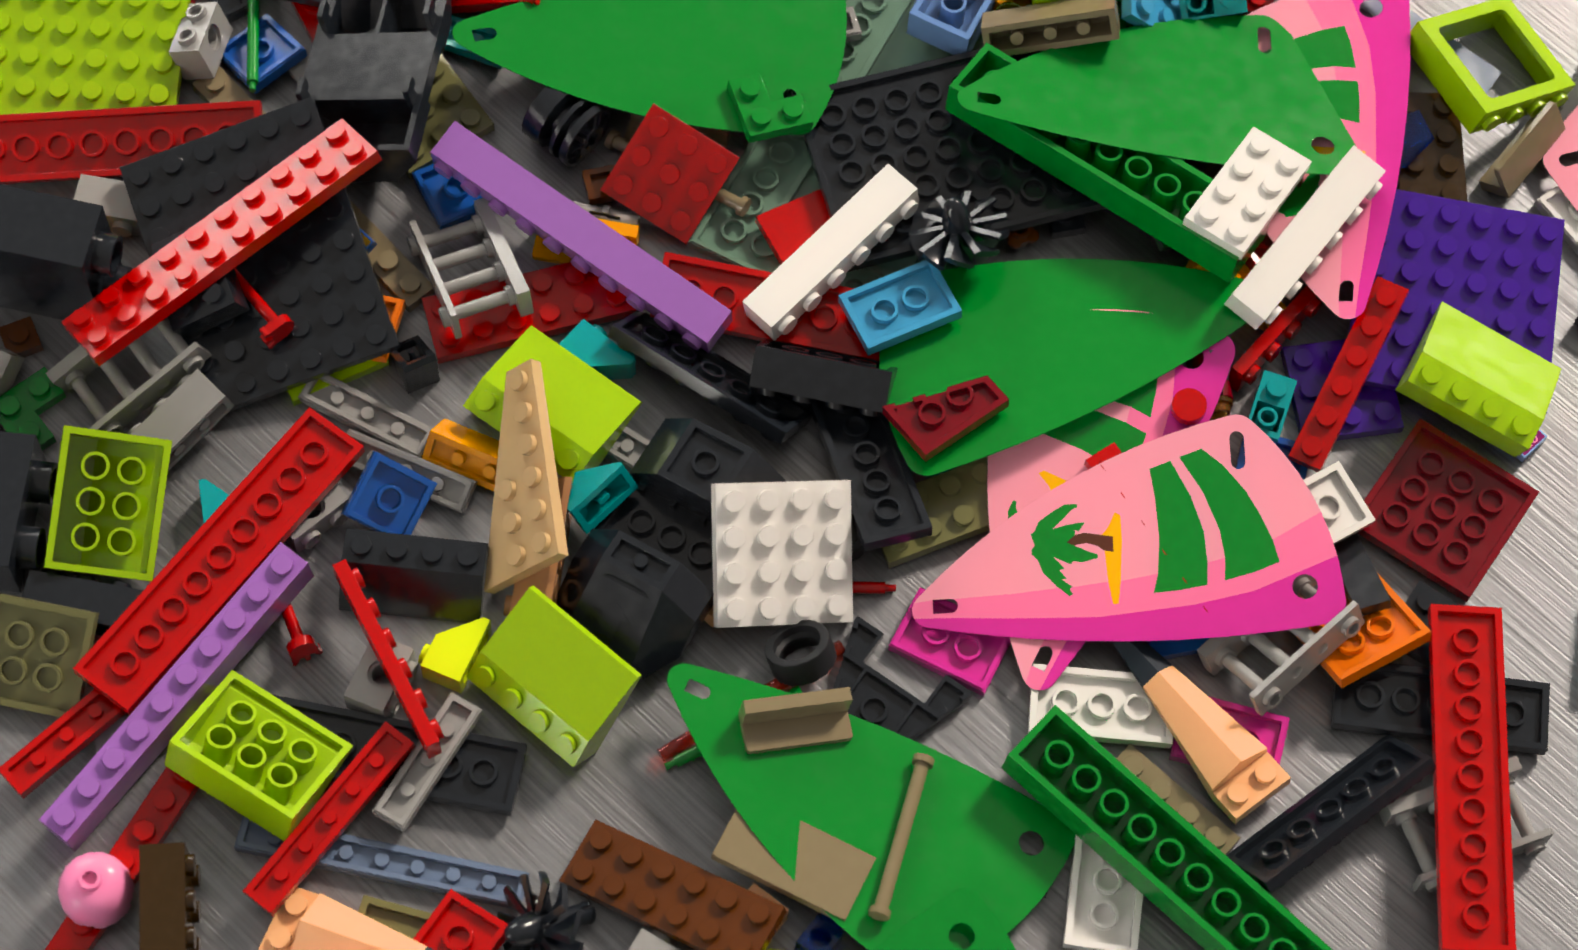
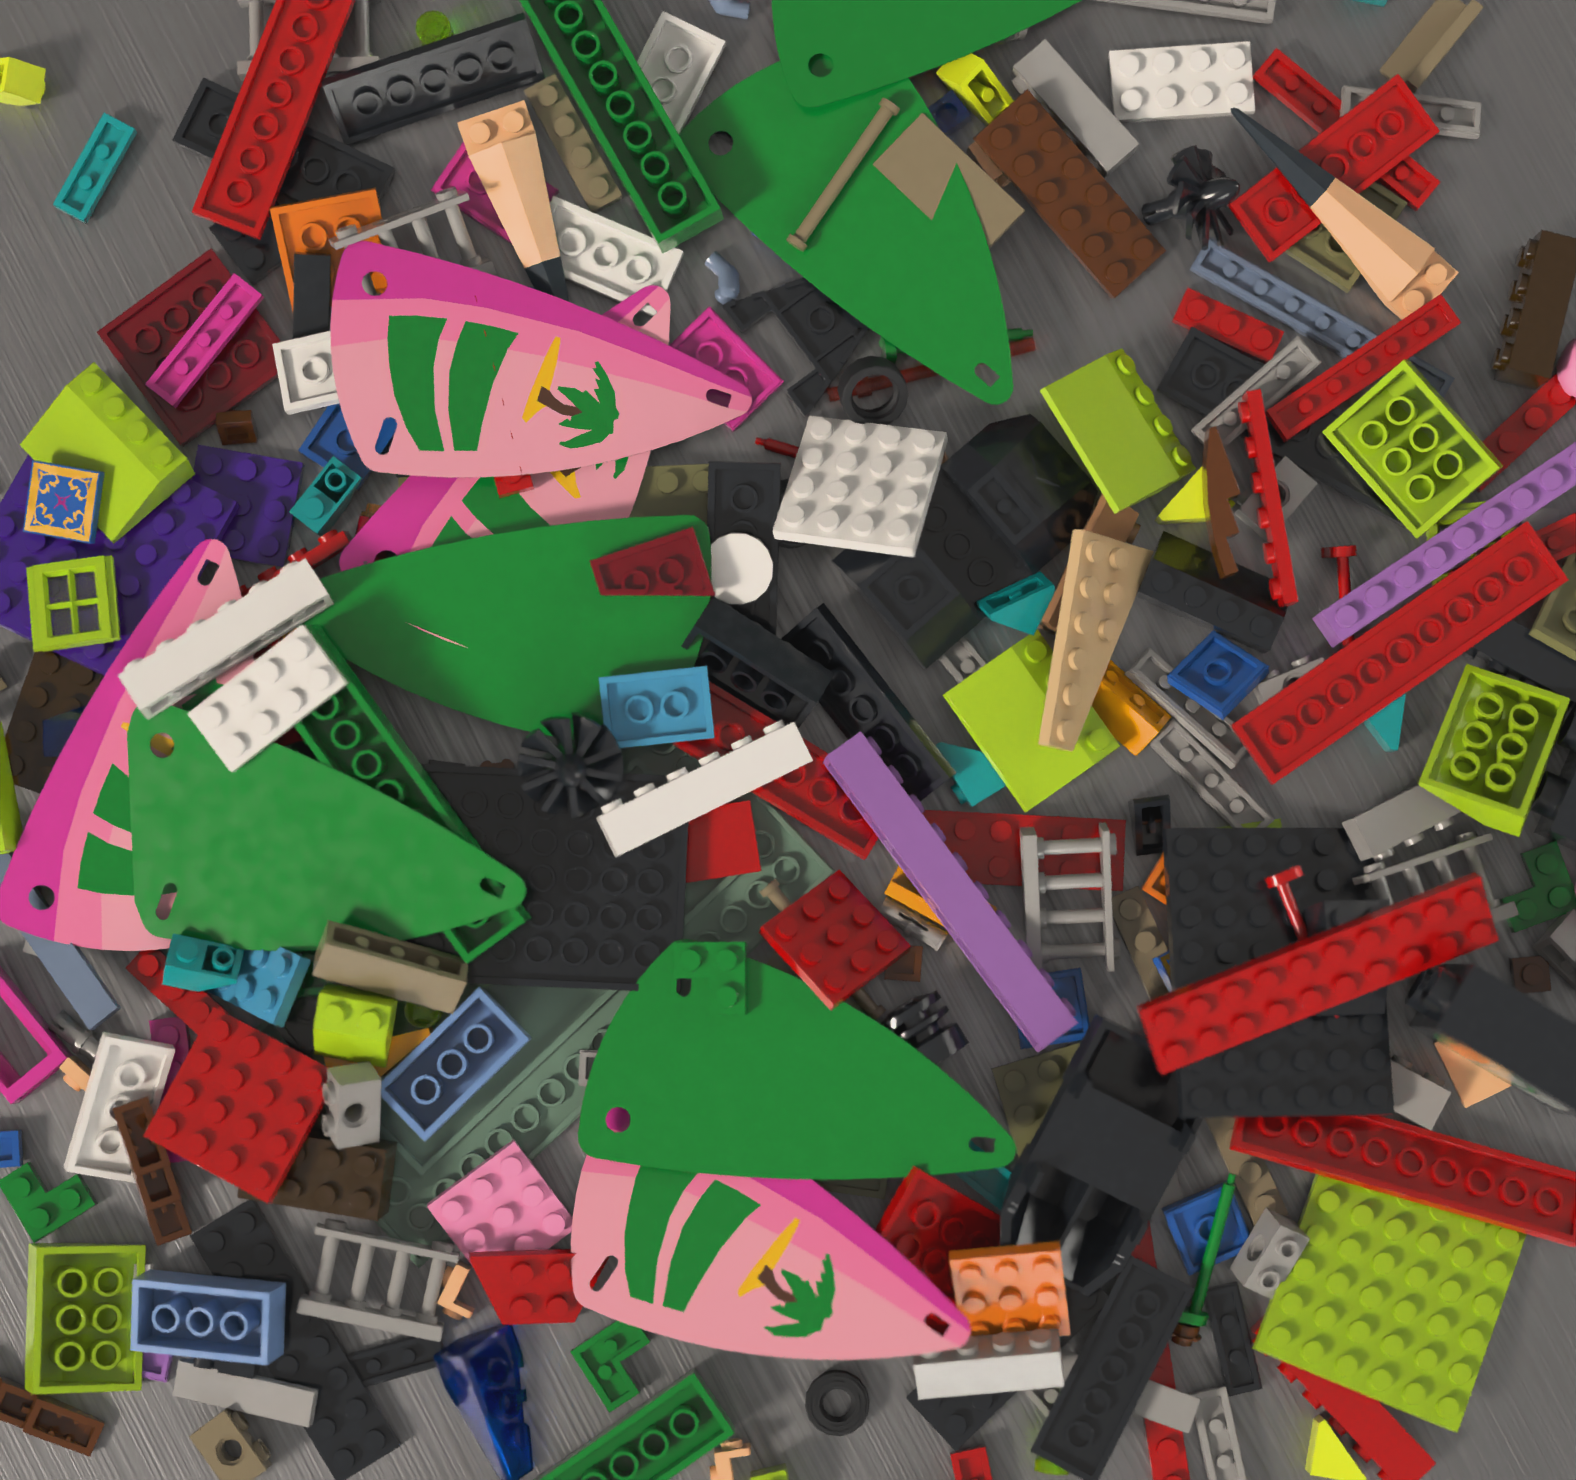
camera: 155 degrees left, 20 degrees up
(436, 649) = (1219, 488): none -> reddish brown slope
(474, 830) = (1228, 326): none -> red plate
(796, 720) = (904, 311): dark tan panel -> none
(868, 449) = (740, 568): none -> white tile
(976, 723) = (727, 278): none -> sand blue arm
(1188, 406) = (410, 508): red tile -> none
(1342, 869) = (430, 20): none -> clear neon green wheel
(1348, 375) = (238, 496): red plate -> none
(1376, 450) = (236, 427): none -> reddish brown plate
(1438, 507) = (204, 340): none -> dark pink plate
(1451, 236) = (73, 603): none -> lime piece
(1500, 320) = (63, 501): none -> tile

